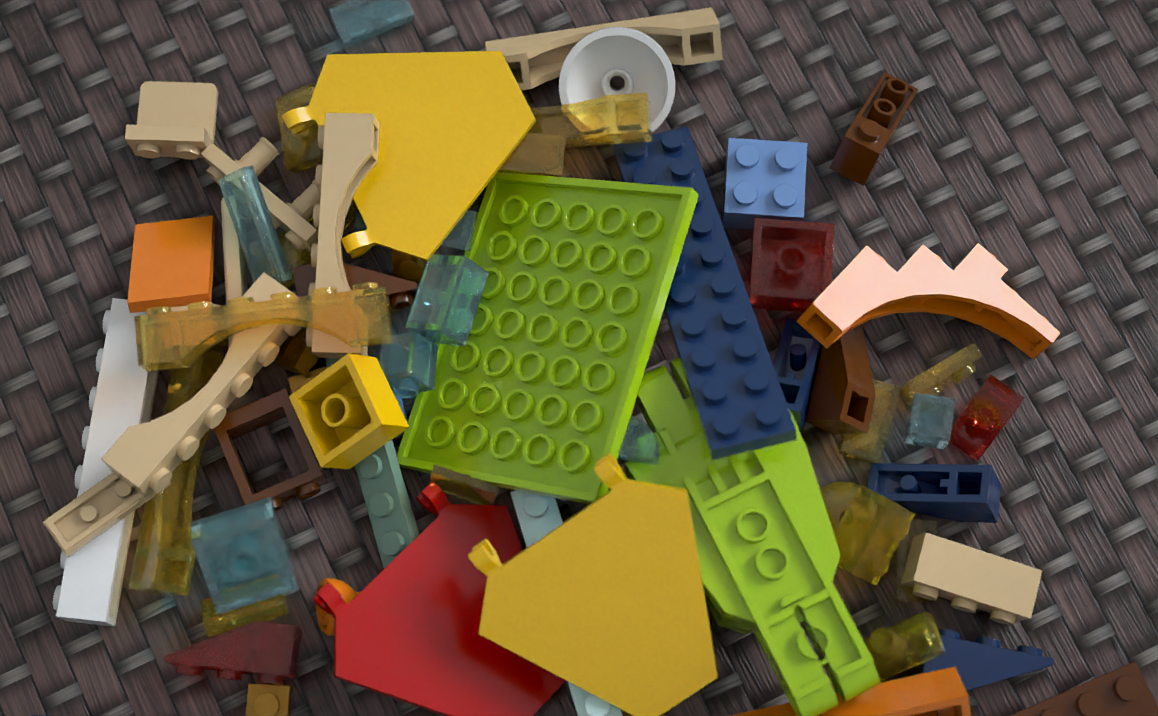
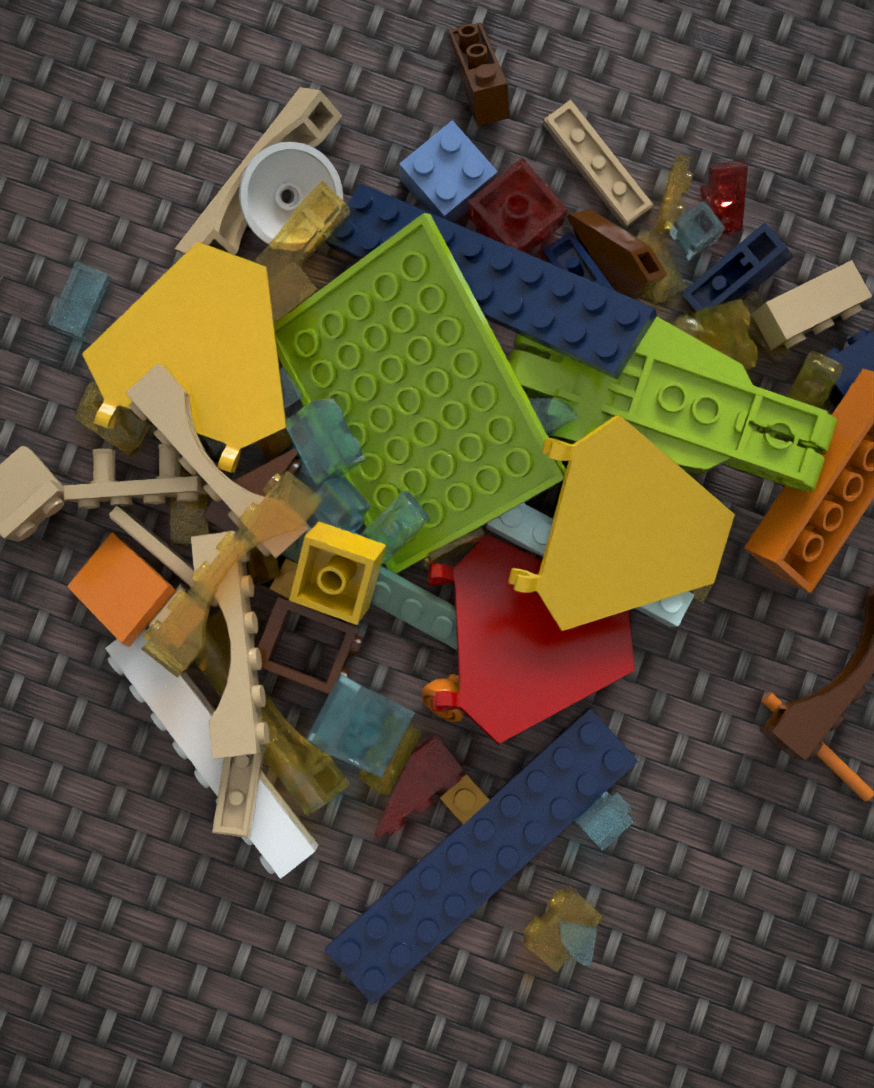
camera: 50 degrees left, 10 degrees up
(254, 225) = (150, 512): clear light blue tile -> none
(435, 421) = (397, 524): none -> clear light blue plate
(902, 331) = (597, 164): none -> tan tile
(926, 284) = (611, 143): arch -> none

